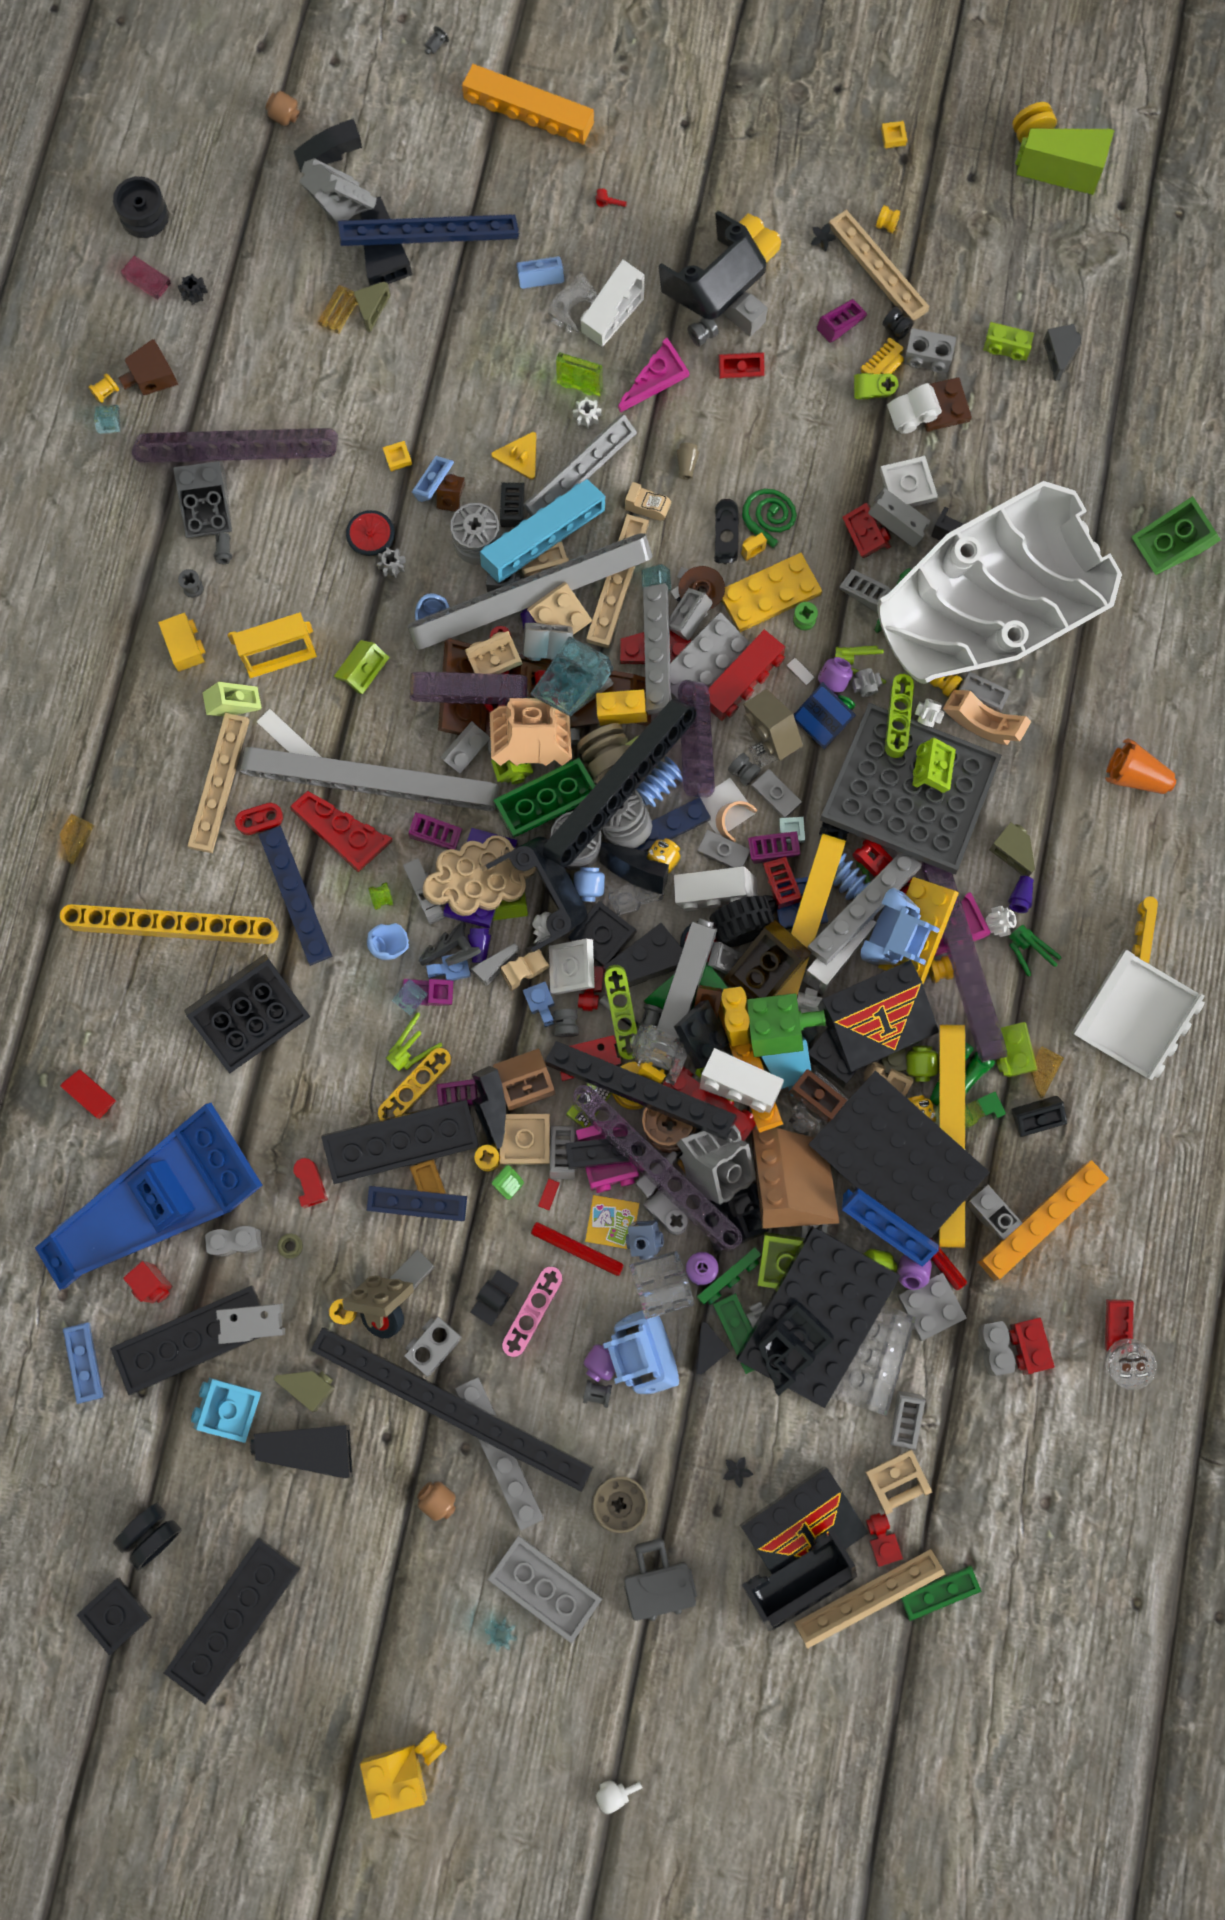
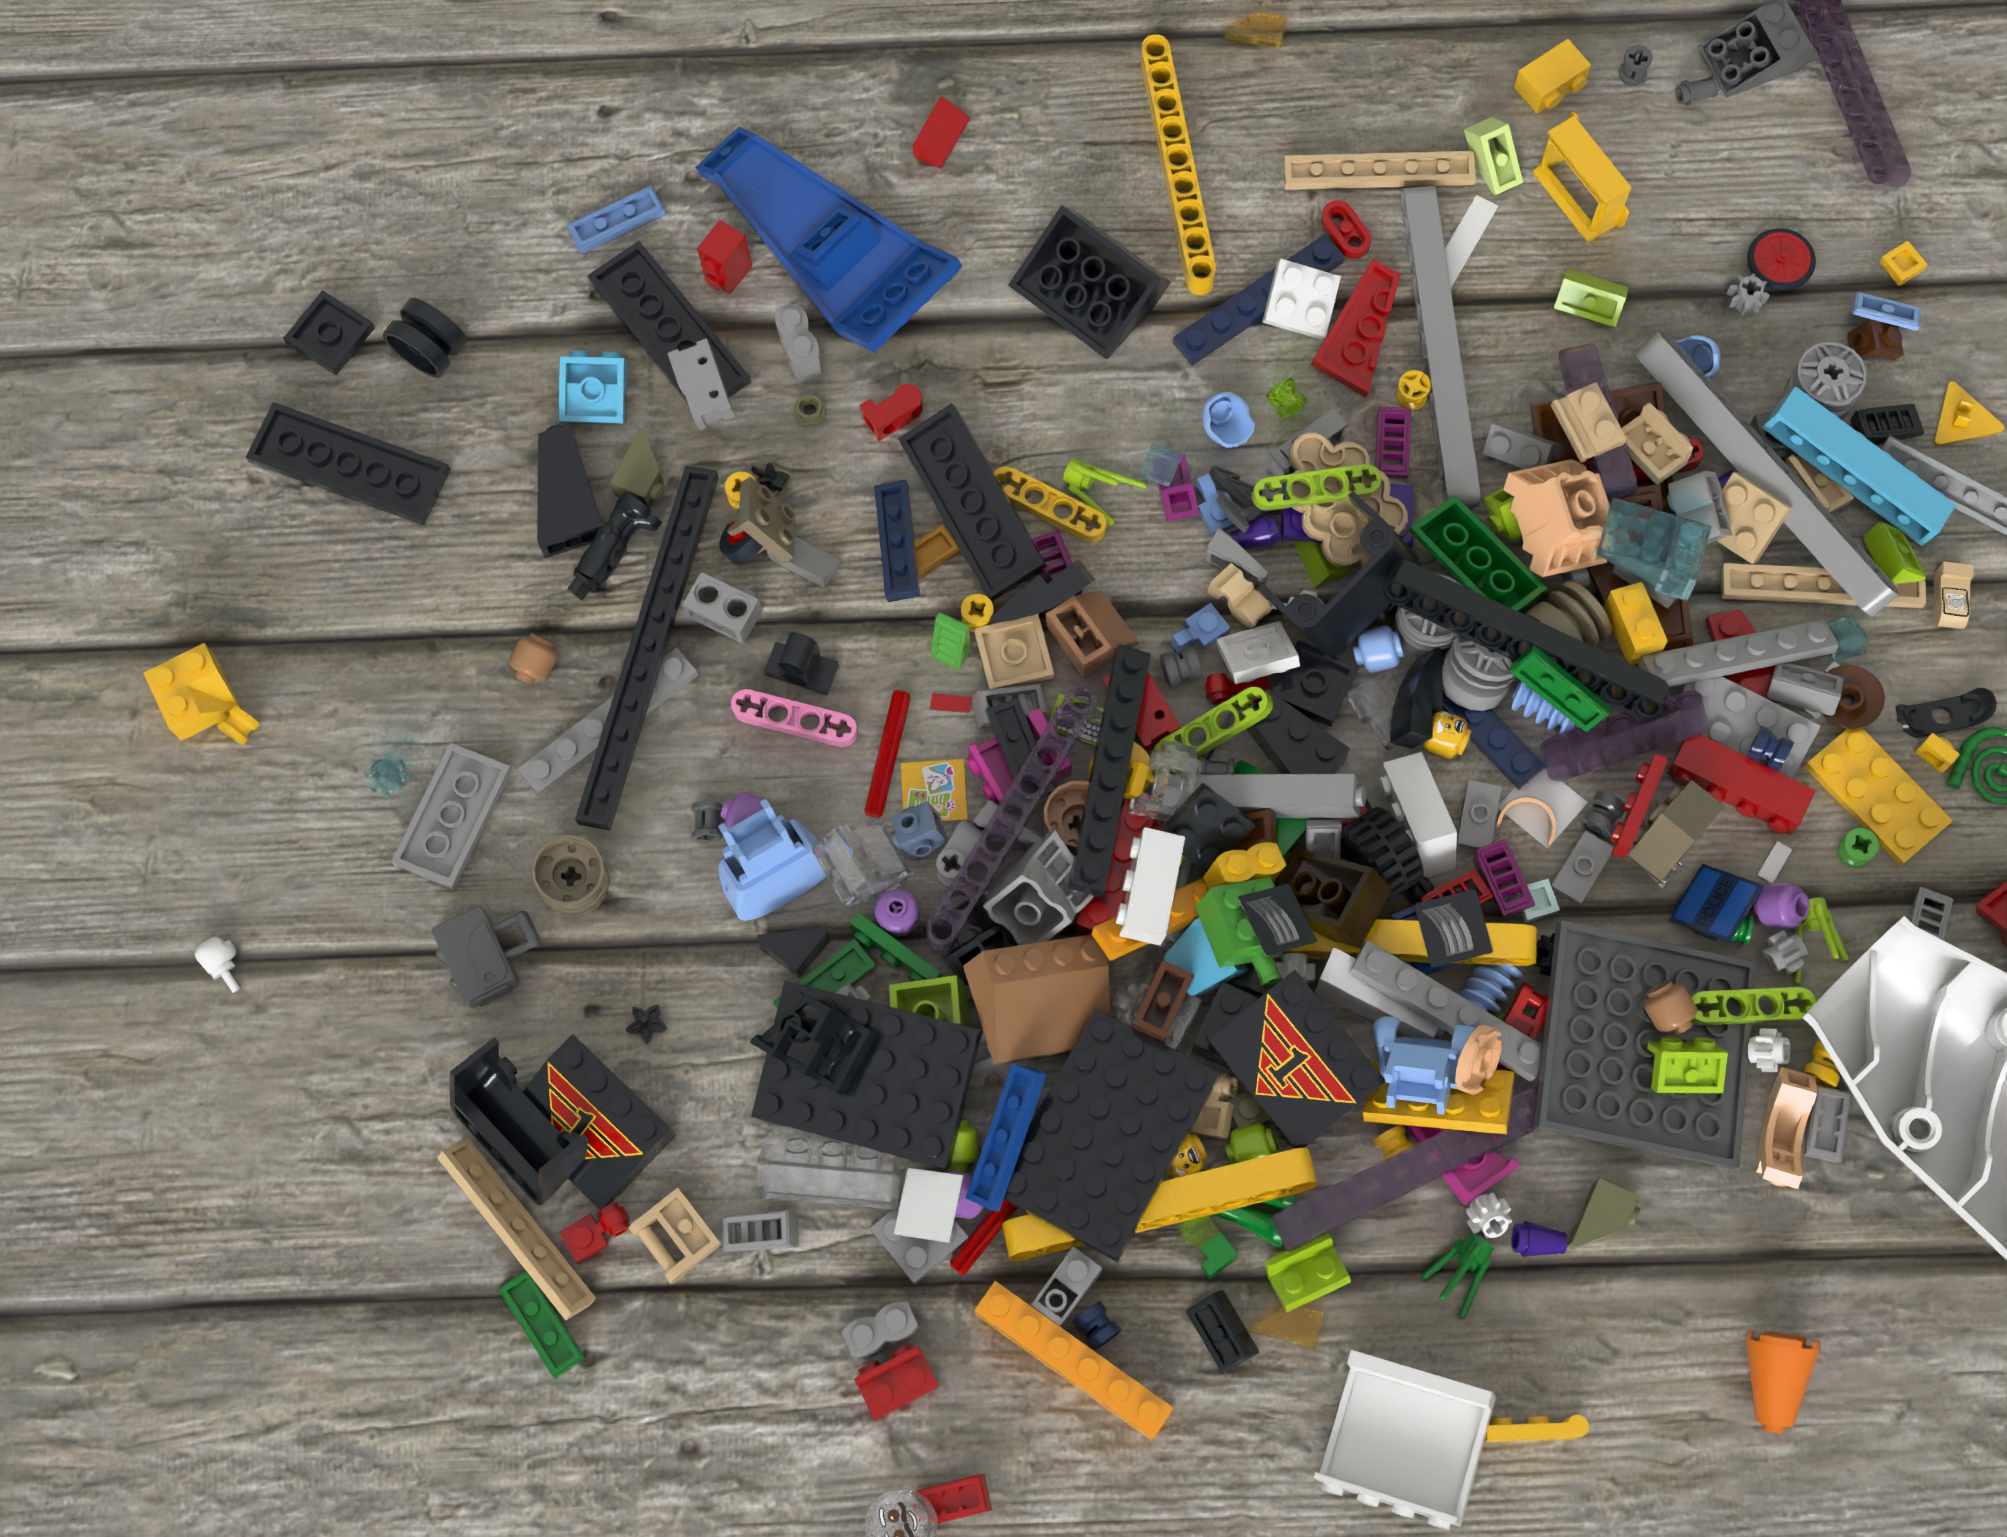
camera: 80 degrees right, 5 degrees down
(307, 864) = (1301, 299): none -> white plate
(337, 1287) = (770, 477): none -> black plant
(361, 1422) = (611, 544): none -> black piece
(396, 802) = (1414, 382): none -> yellow wheel
(467, 891) = (1315, 483): none -> lime beam
(472, 693) = (1588, 422): none -> tan plate
(608, 529) = (1893, 554): none -> lime slope
(659, 769) = (1560, 688): none -> green tile
(730, 648) = (1769, 748): none -> dark blue wheel
(744, 740) = (1637, 805): none -> red wing
(783, 1001) = (1277, 919): none -> black sticker
(810, 887) = (1453, 928): none -> black sticker
(895, 764) = (1670, 1007): none -> medium nougat head
(908, 895) = (1478, 1059): none -> light nougat tile
(920, 1294) = (928, 1205): none -> white sticker
(1021, 1199) = (1095, 1317): none -> dark blue wheel

